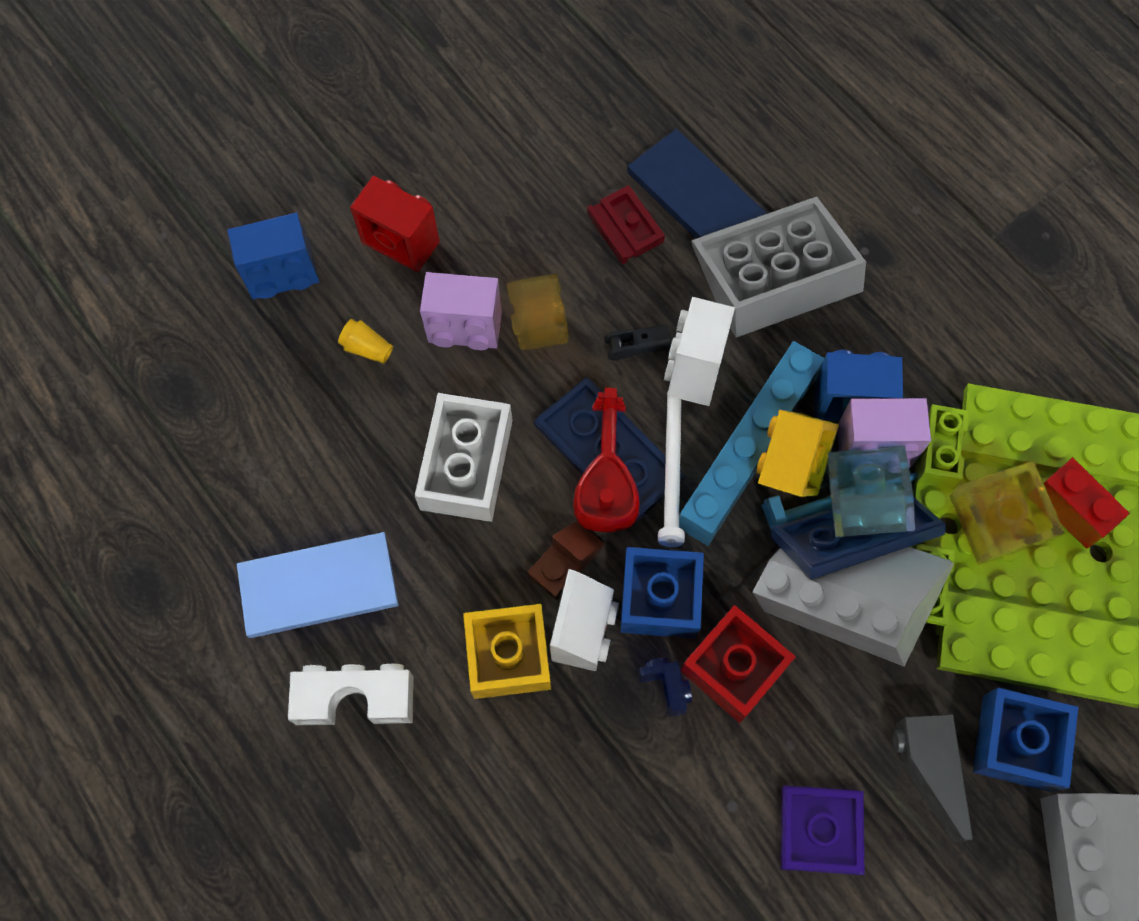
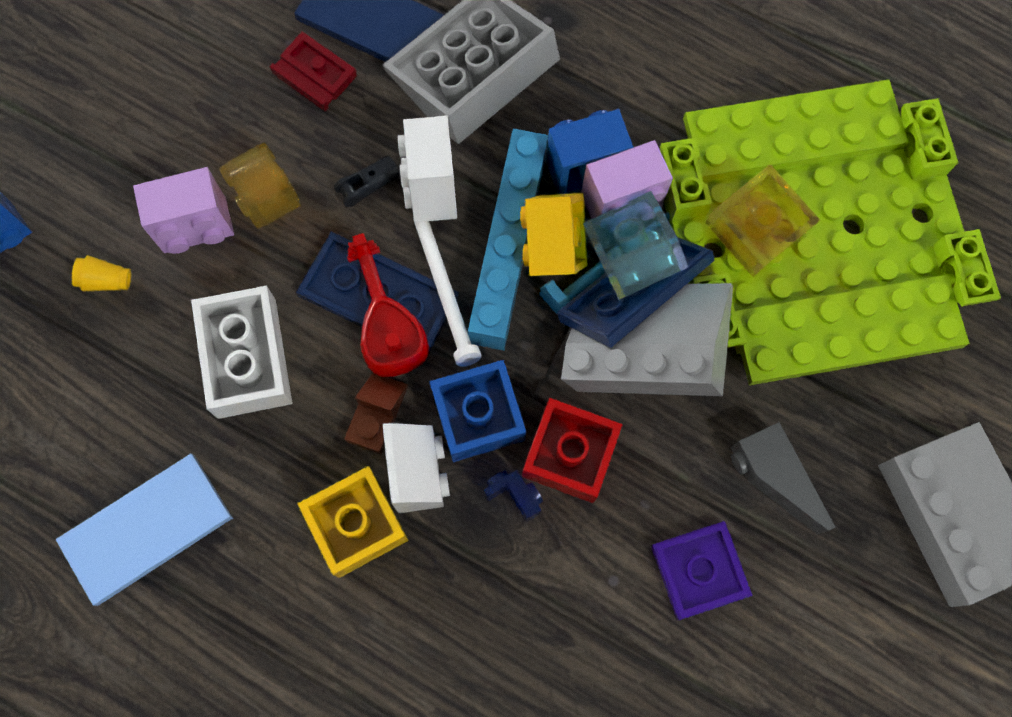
camera: 25 degrees left, 5 degrees up
(317, 693) = (185, 634): white arch -> none
(395, 223) = (84, 146): red brick -> none
(1026, 740) = (849, 419): blue brick -> none
(1083, 503) = (826, 187): red brick -> none

